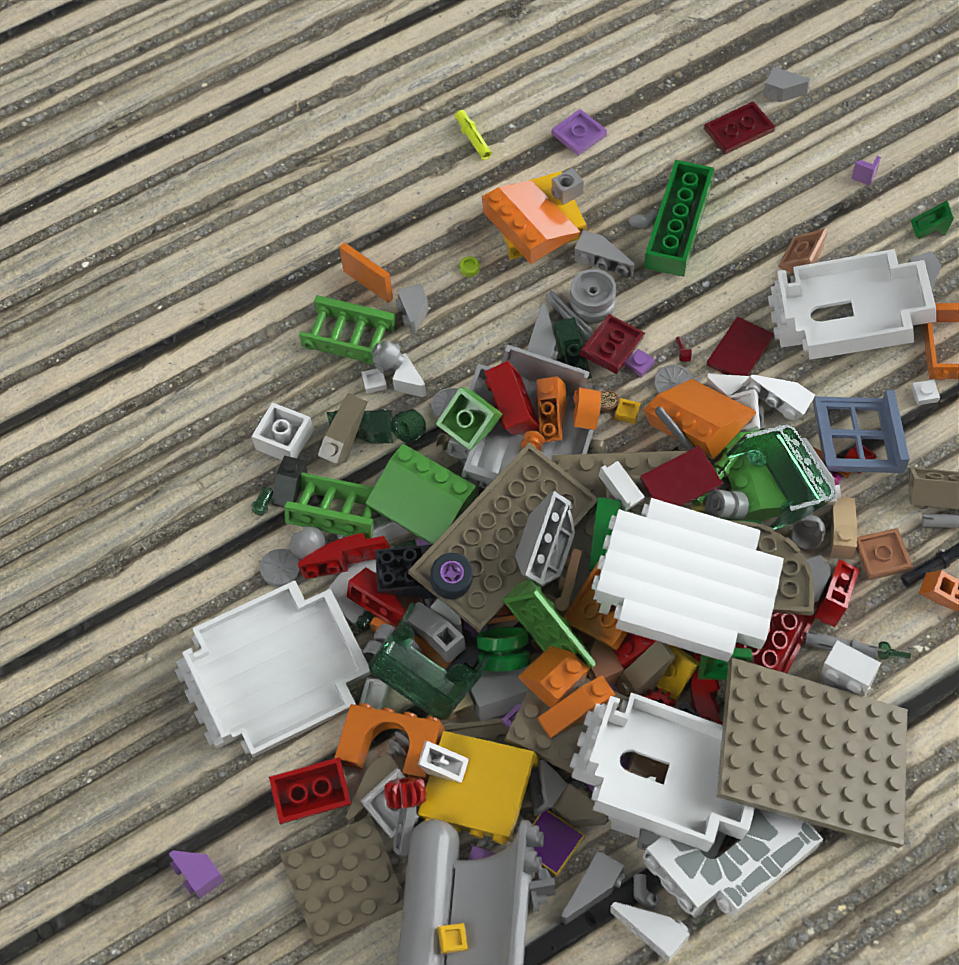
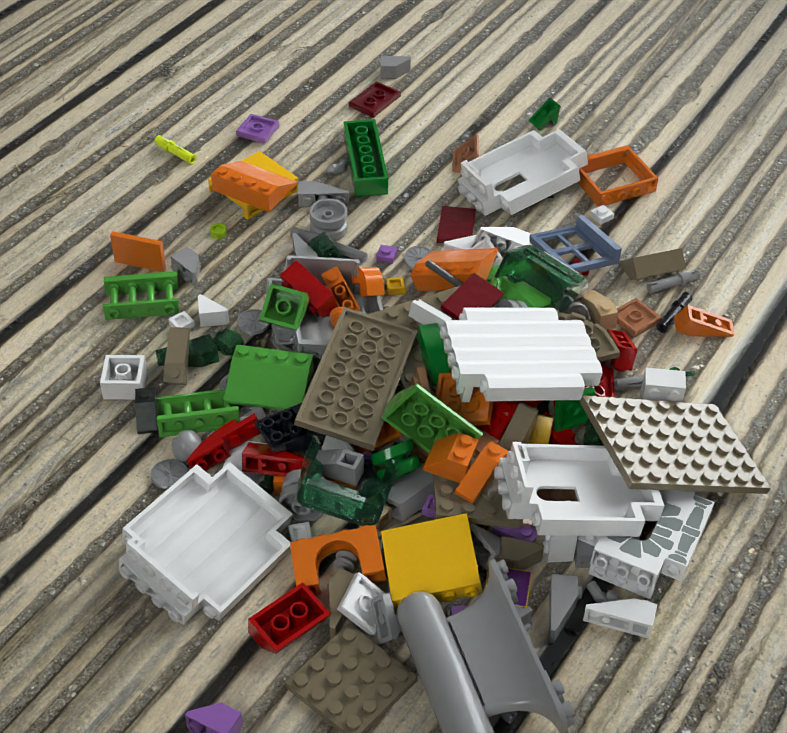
camera: 30 degrees left, 15 degrees down
(261, 504) = (129, 435): clear green pin -> none
(387, 357) = (188, 298): light grey head -> none
(405, 793) = (375, 584): red gear -> none
(442, 762) = (396, 550): white slope -> none
(452, 938) = (478, 672): yellow tile -> none
(455, 568) = (333, 410): black wheel -> none
(546, 540) = (393, 360): light grey wedge -> none
(567, 186) = (272, 155): light grey brick -> none
(612, 344) = (360, 245): dark red tile -> none
(684, 354) = (417, 239): dark red hand -> none
(864, 171) = (480, 100): medium lavender panel -> none

